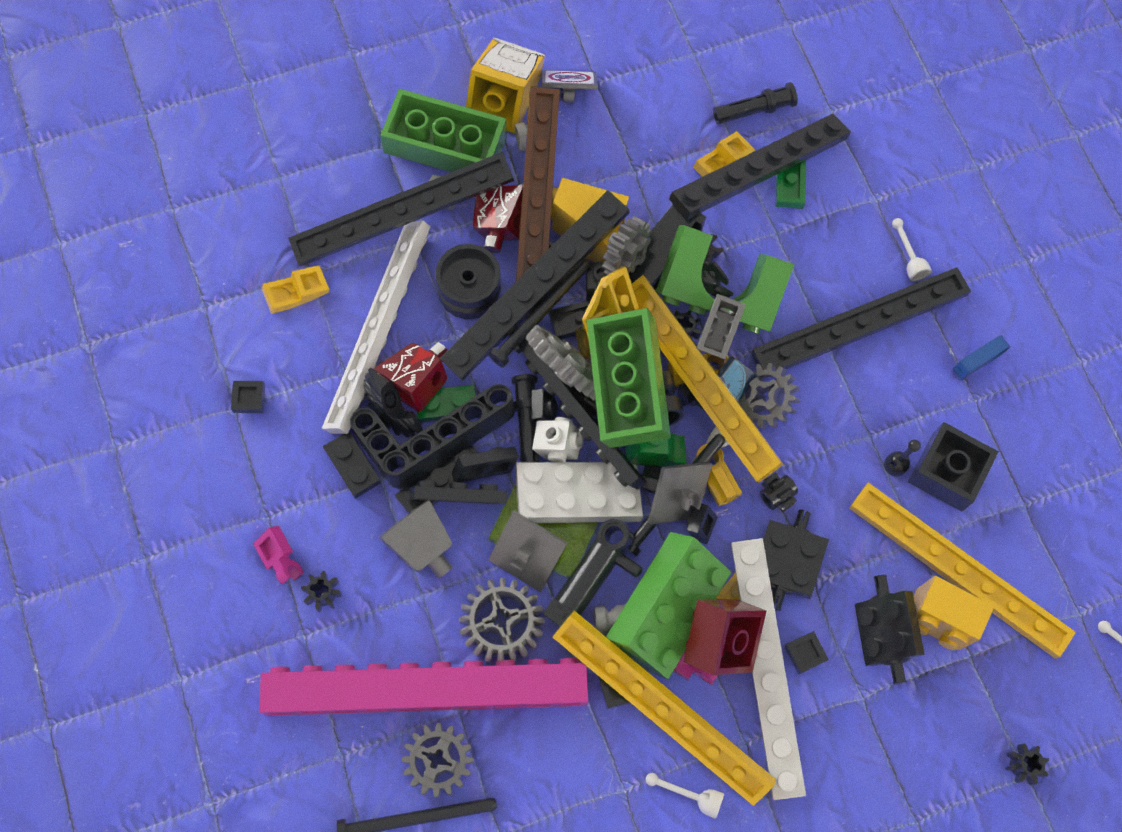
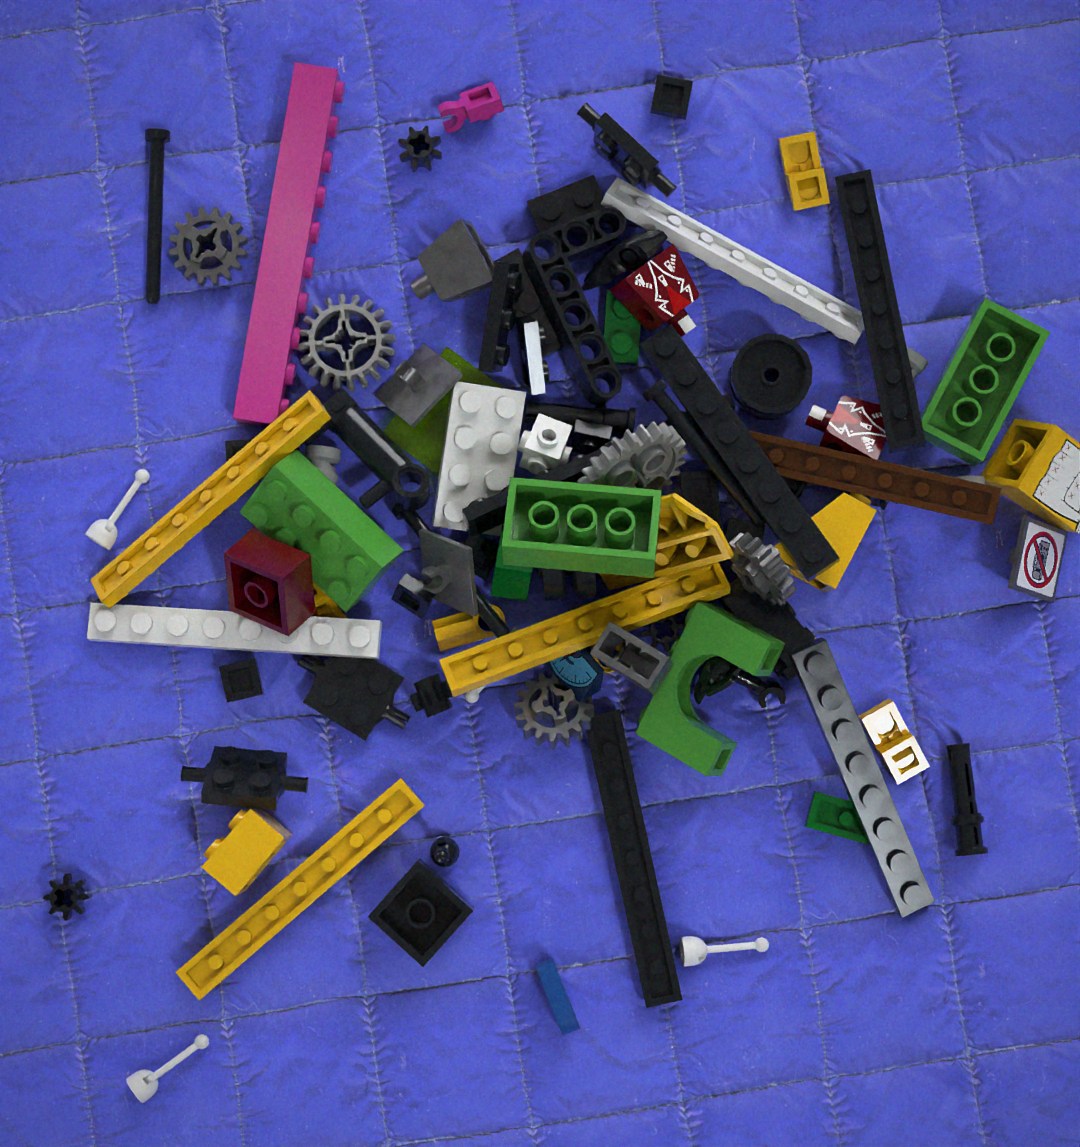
camera: 105 degrees right, 15 degrees up
(300, 419) = (617, 144): none -> black plate

